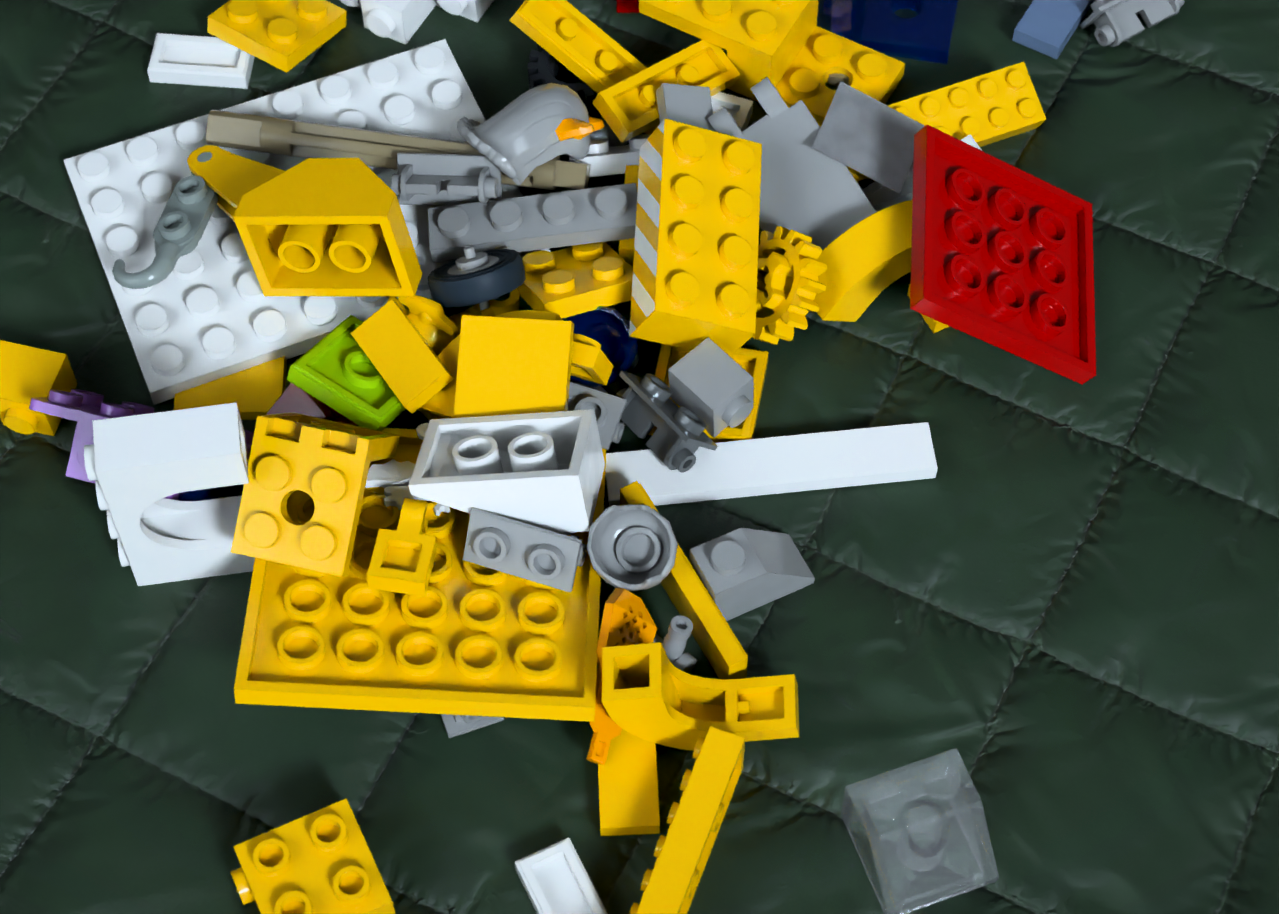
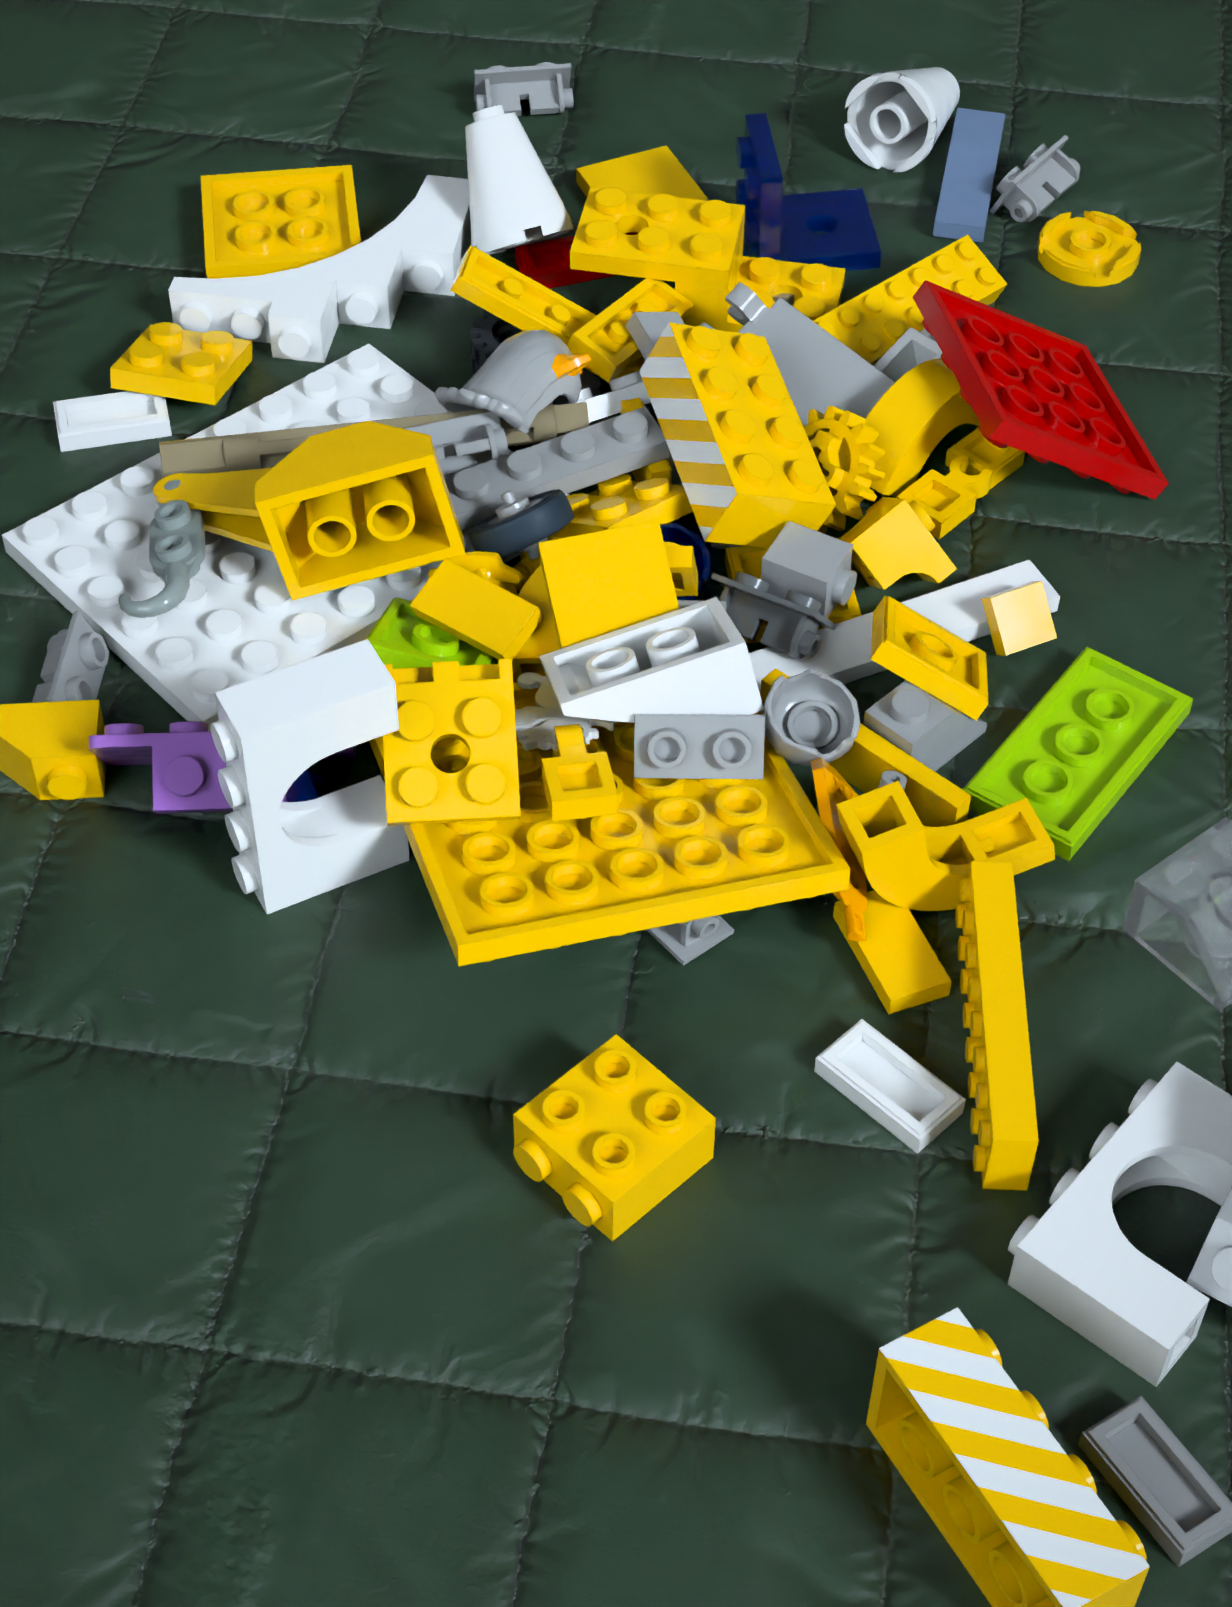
camera: 20 degrees left, 10 degrees down
(69, 312) = (73, 664): none -> light grey hinge
(778, 506) = (929, 657): none -> yellow plate
(804, 380) = (896, 542): none -> yellow brick
(868, 137) = (857, 321): clear sticker -> none
(880, 338) = (949, 497): none -> yellow plate
(882, 629) = (1080, 748): none -> lime tile
(887, 482) = (1019, 618): none -> yellow tile
(1152, 93) = (1089, 249): none -> yellow tile

